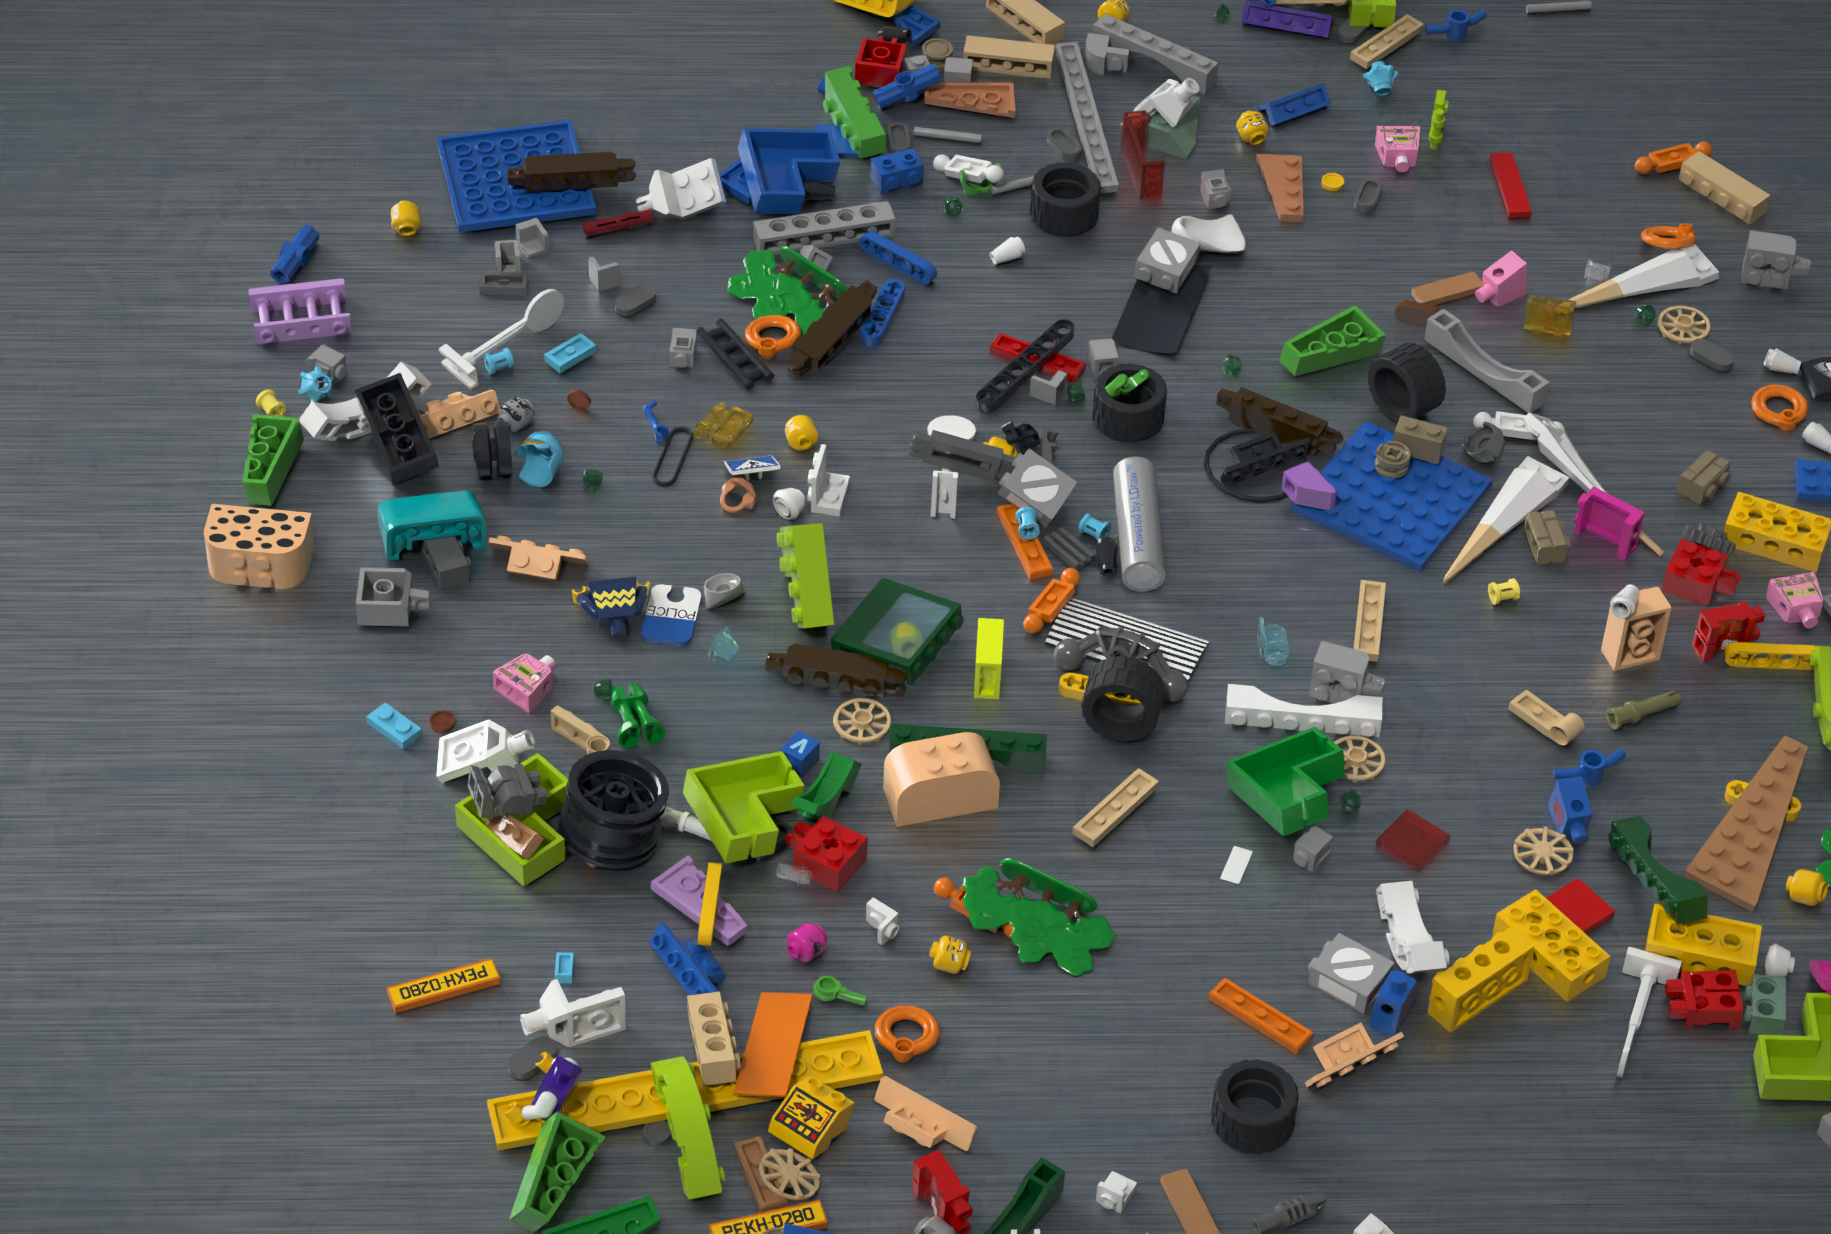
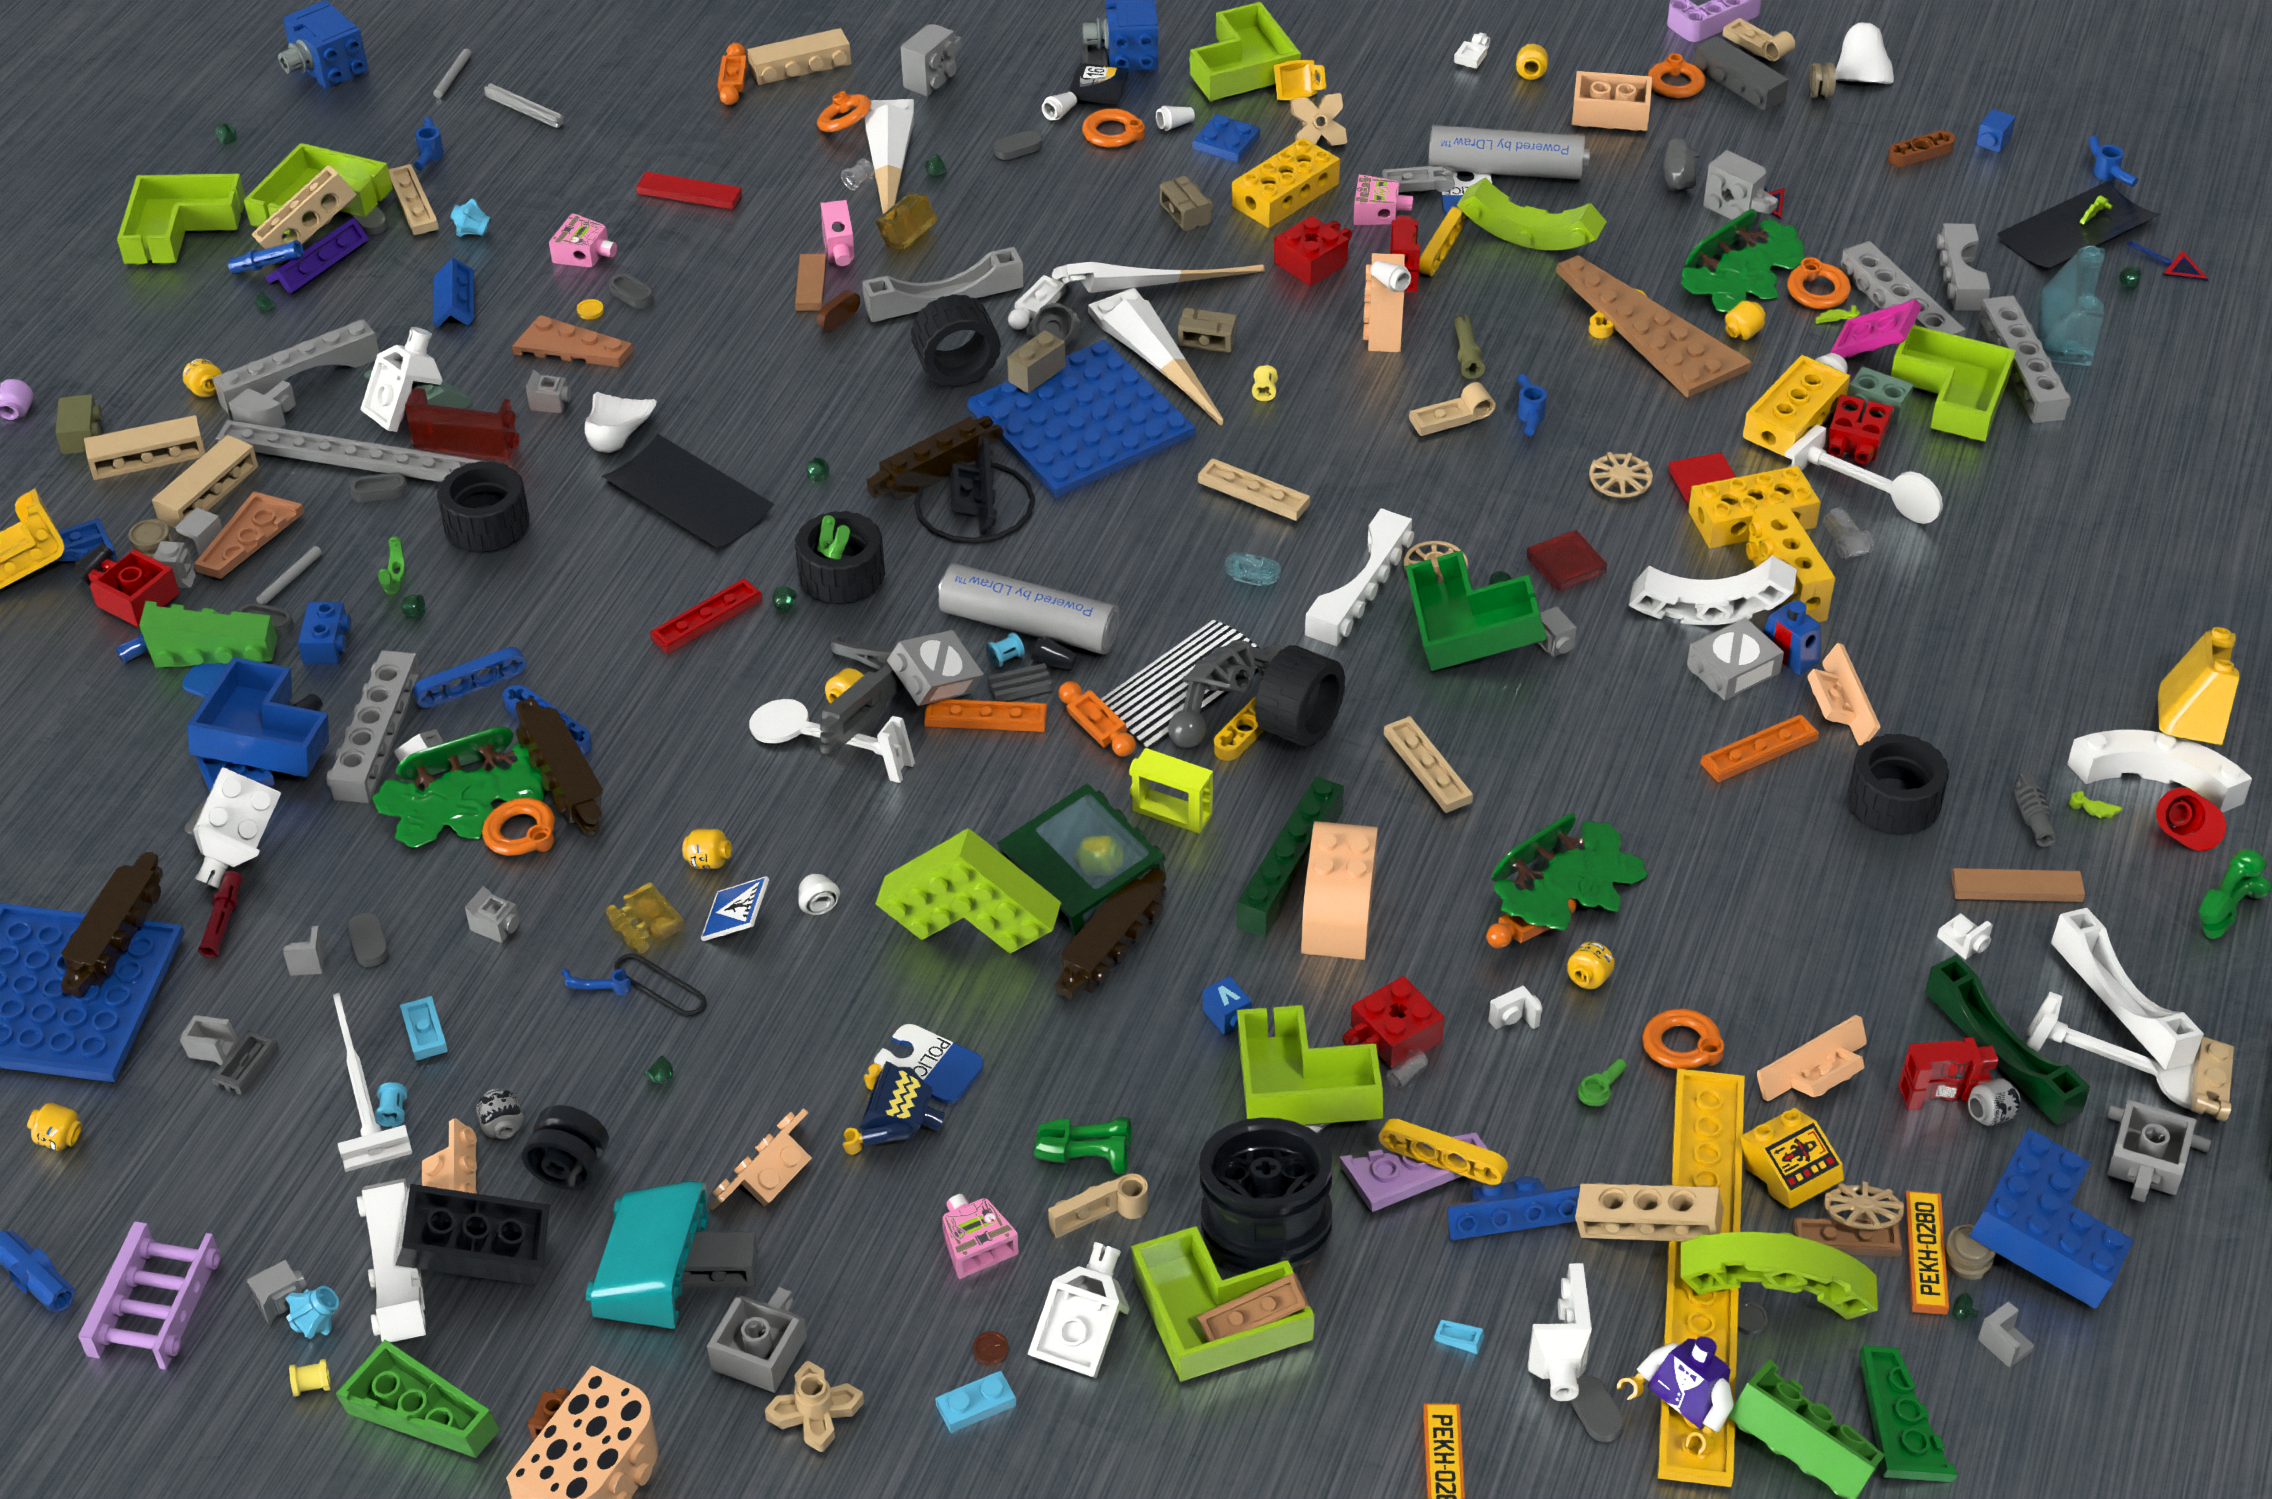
camera: 65 degrees left, 0 degrees up
(352, 643) = (814, 1406): none -> tan plant
(506, 791) = (1198, 1285): dark grey hips -> none
(532, 238) = (185, 1001): light grey panel -> none
(542, 457) = (610, 1102): medium azure helmet -> none
(579, 400) = (515, 1042): copper piece -> none
(603, 689) = (1027, 1162): clear green hinge -> none
(722, 589) = (924, 997): light grey piece -> none
(724, 645) = (1016, 1023): clear light blue piece -> none
(734, 364) = (540, 861): black bar -> none
(748, 499) = (773, 922): nougat piece -> none
(773, 1044) = (1669, 1158): orange window -> none
(806, 942) = (1521, 1086): dark pink head -> none
(824, 793) = (1286, 979): green arch -> none
(826, 489) = (808, 850): white bracket -> none
(862, 720) = (1191, 938): tan wheel -> none
(907, 86) = (195, 572): blue piece -> none
(975, 169) = (364, 573): white plate -> none
(1007, 251) = (524, 582): white cone -> none
(1012, 185) = (416, 539): light grey bar -> none
(1022, 363) = (727, 622): black beam -> none
(1023, 436) = (845, 660): black piece -> none
(1028, 527) = (977, 696): medium azure bush -> none
(1047, 390) = (767, 621): light grey panel -> none
(1102, 355) = (748, 560): light grey panel -> none
(1167, 260) = (635, 461): light grey brick -> none
(1236, 865) = (1541, 701): white sticker -> none
(1252, 127) = (471, 334): yellow head -> none
(1308, 488) = (1056, 462): medium lavender slope -> none
(1333, 342) = (844, 376): bright green wedge -> none
(1342, 674) = (1335, 528): light grey hinge -> none
(1392, 459) = (1049, 391): dark tan wheel -> none
(1438, 120) = (566, 195): lime plate -> none
(1546, 59) = (524, 105): none -> light grey axle
(1556, 1022) = (1849, 539): none -> clear piece
(1571, 808) = (1589, 432): blue torso -> none
(1610, 520) = (1222, 274): dark pink panel -> none
(1677, 895) = (1758, 387): dark green arch -> none
(1684, 324) = (963, 148): tan wheel -> none
(1709, 537) = (1277, 223): dark grey gear -> none

